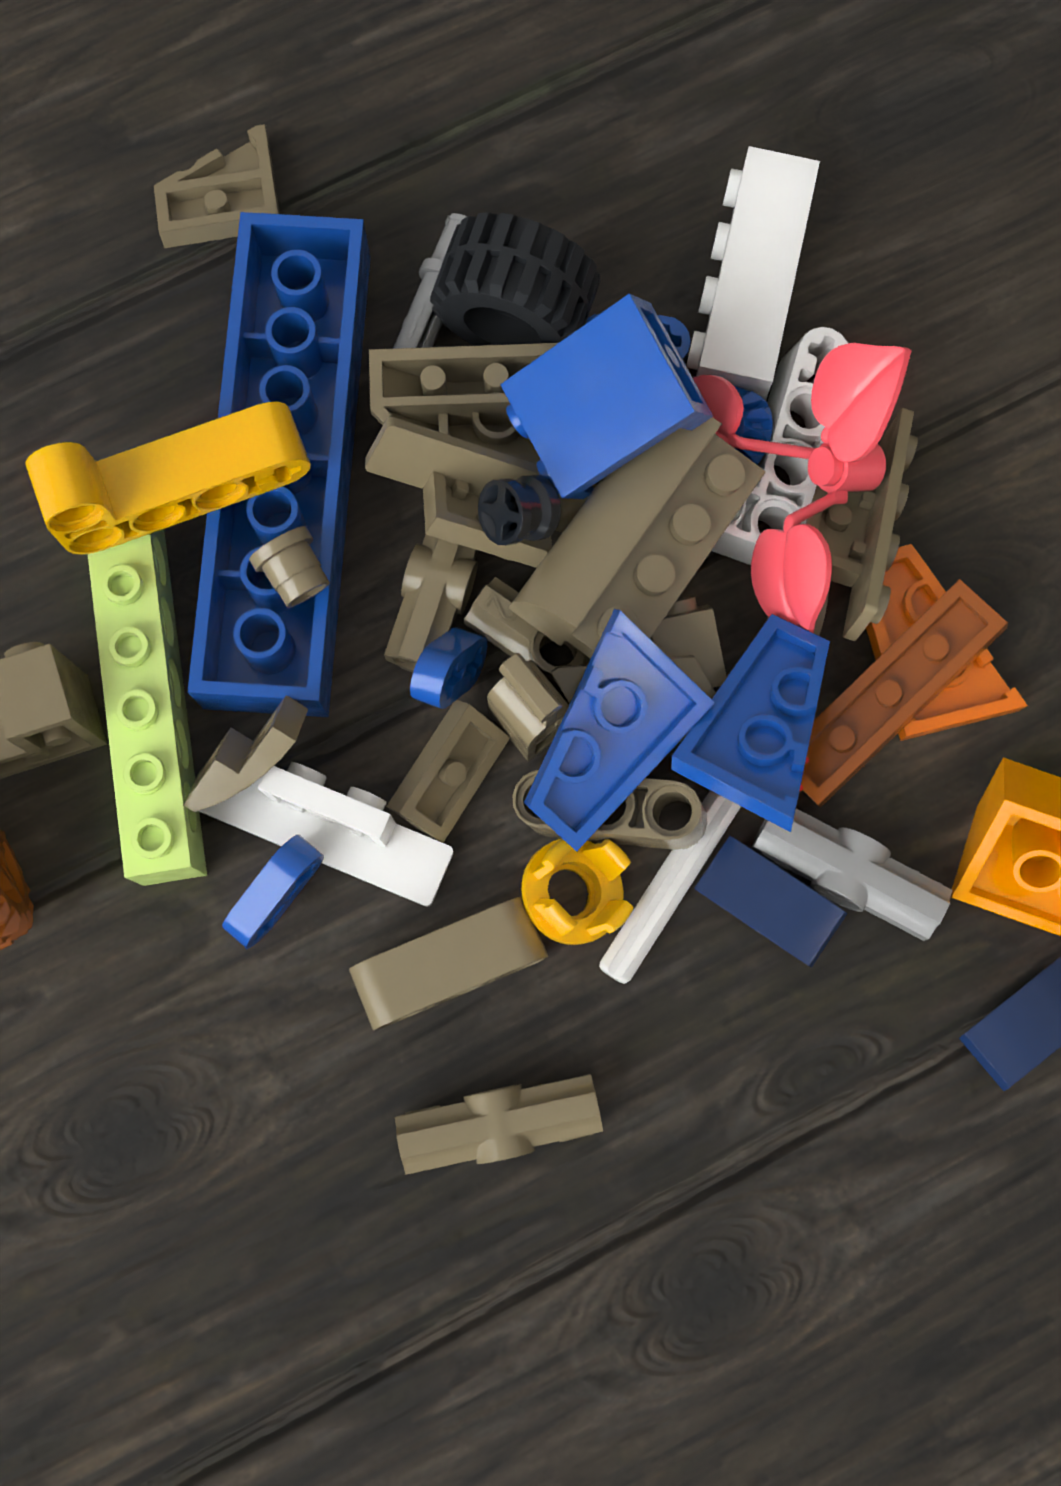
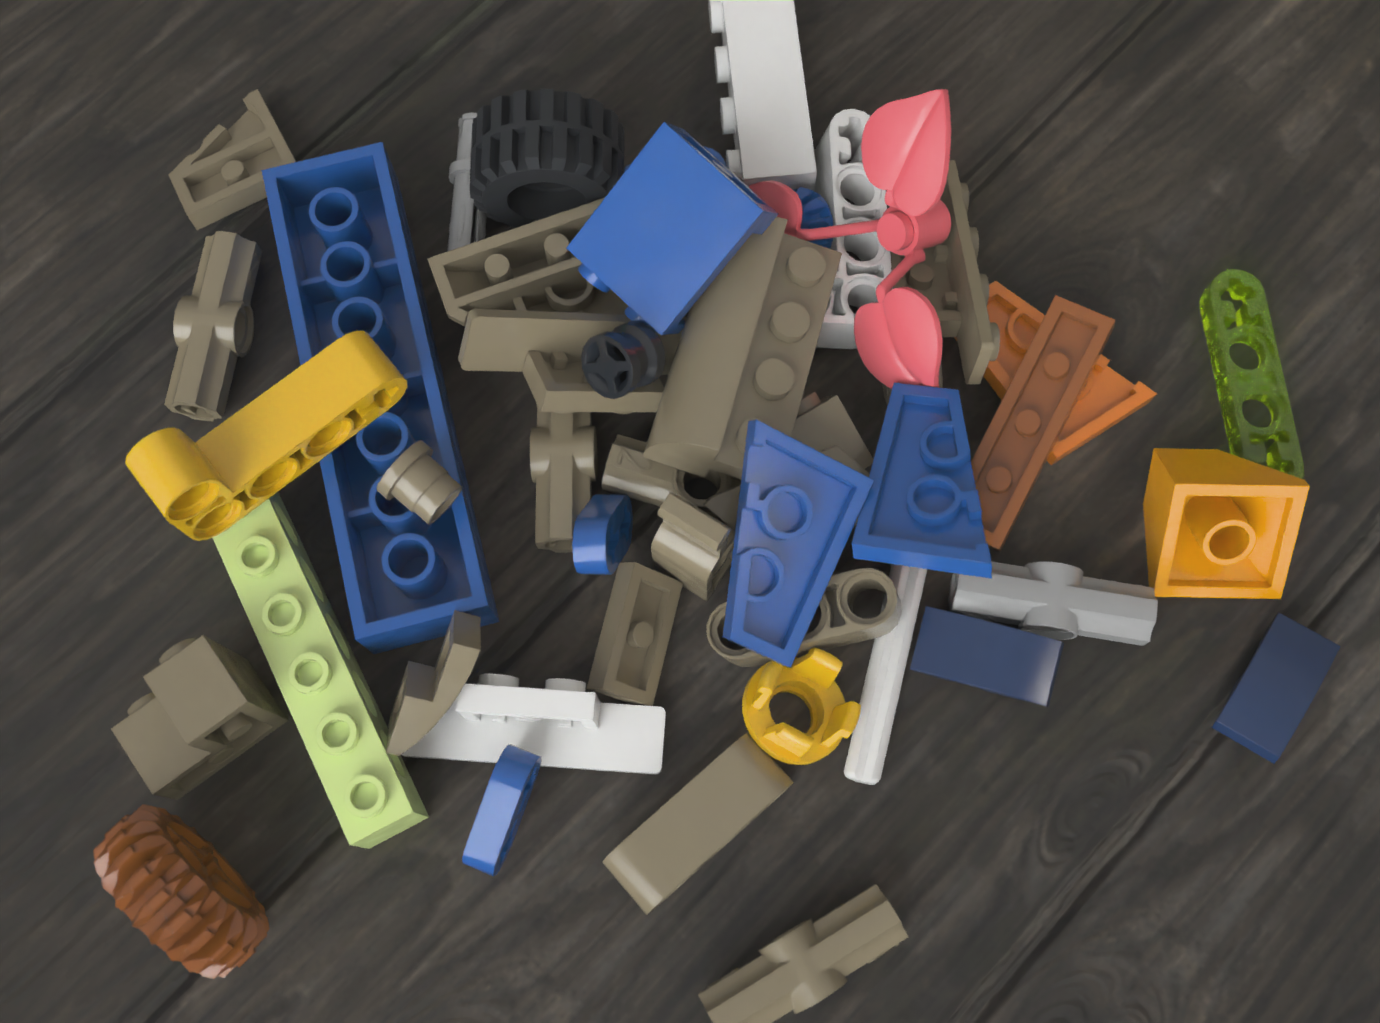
camera: 15 degrees left, 5 degrees down
(151, 348) = (213, 327): none -> dark tan piece

